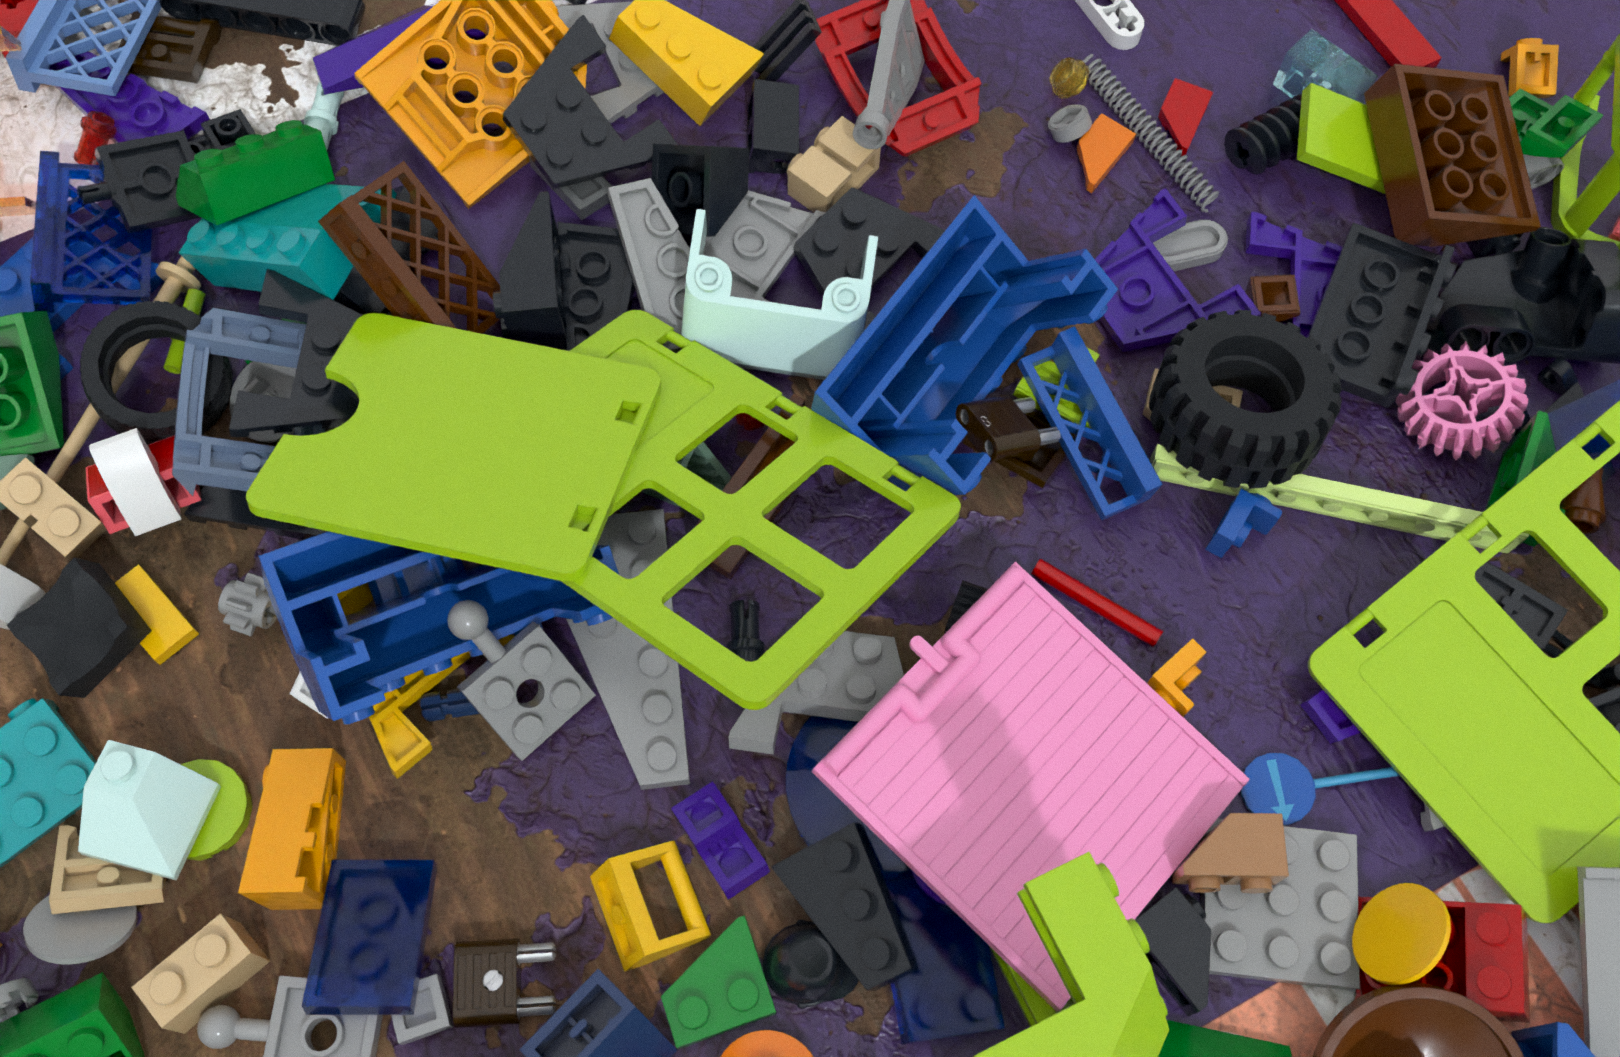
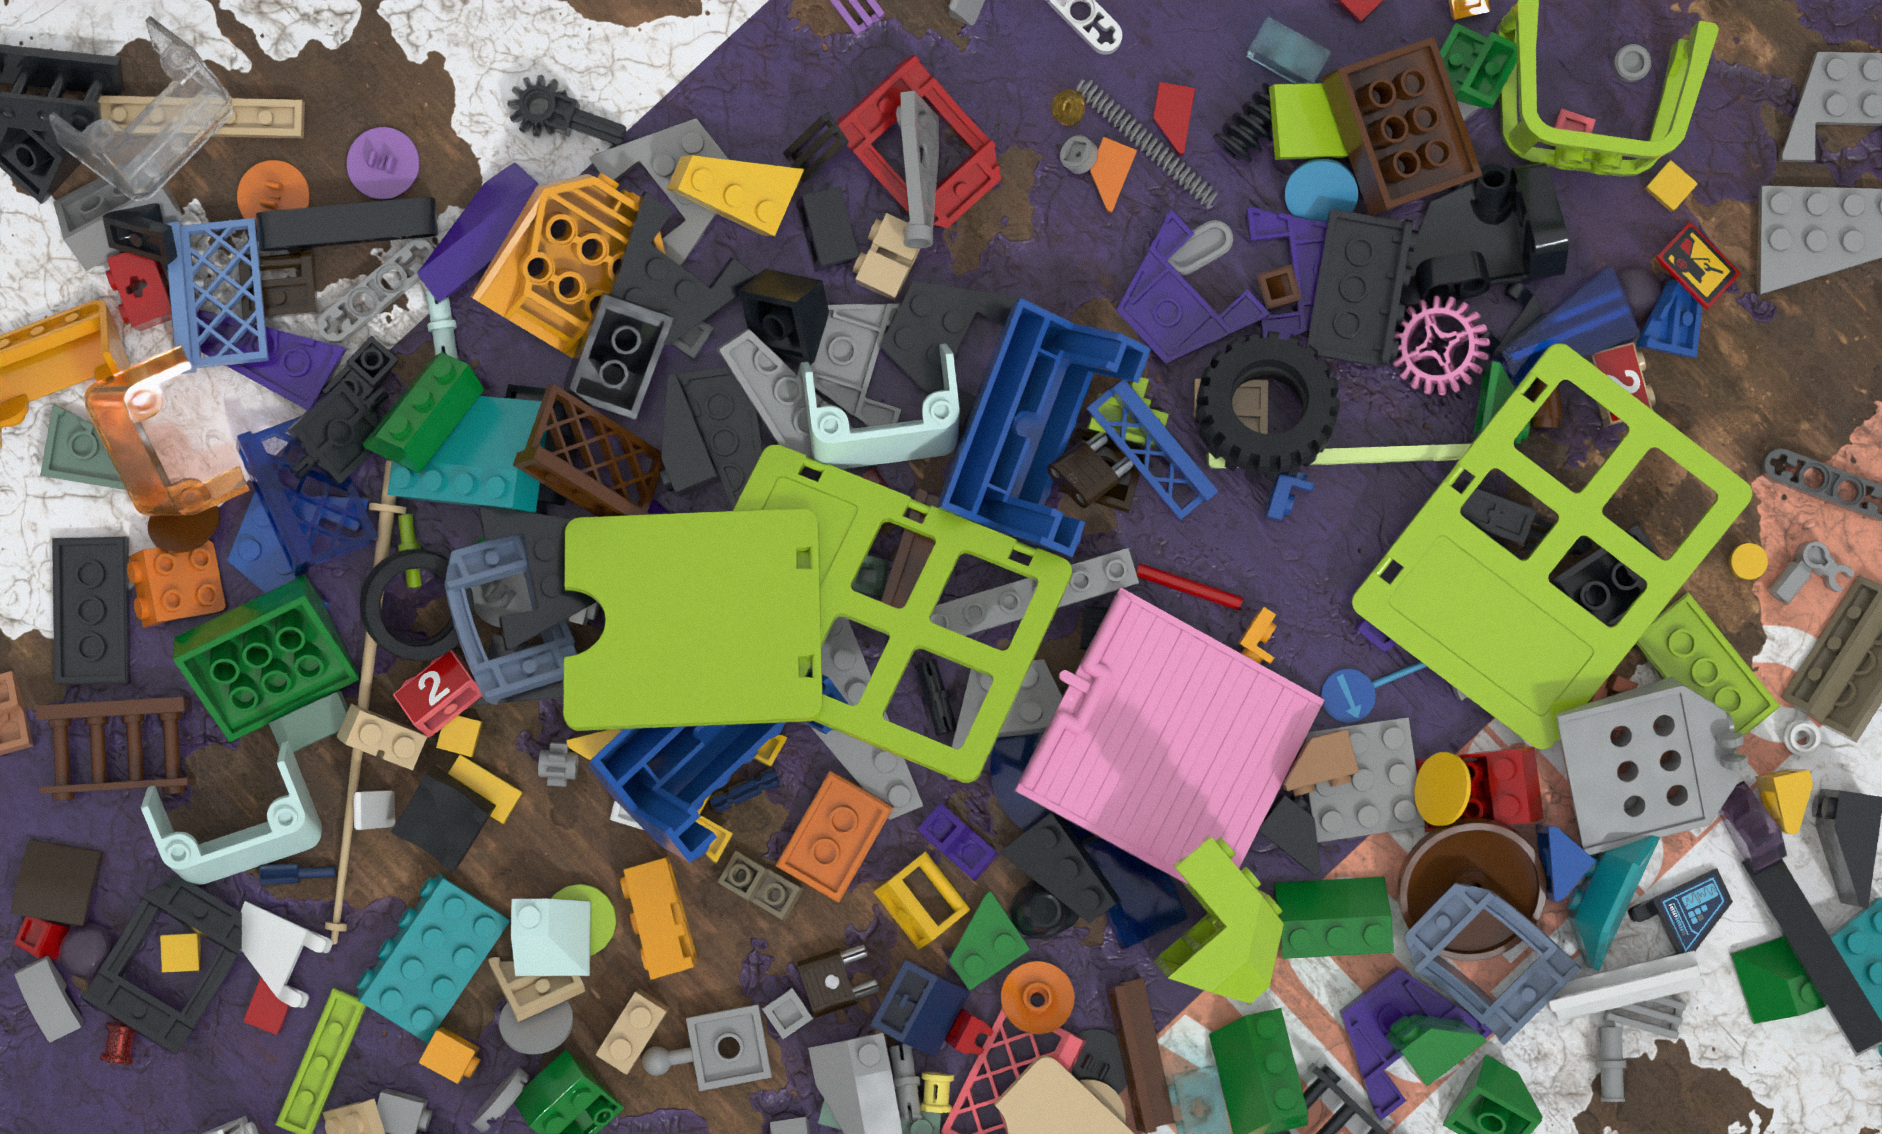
camera: 15 degrees left, 20 degrees up
(96, 132) = (265, 395): clear red pin -> none
(135, 481) = (444, 701): white slope -> none
(151, 549) = (460, 736): none -> yellow tile
(266, 71) = (373, 285): none -> light grey beam
(370, 938) = (740, 976): clear blue plate -> none
(446, 827) = (760, 885): none -> dark tan slope
(495, 169) = (617, 355): none -> black slope
(523, 658) = (780, 757): light grey plate -> none
(562, 788) = (834, 836): none -> orange tile
(962, 553) = (1011, 601): none -> light grey brick
(1335, 203) = (1320, 187): none -> dark azure piece

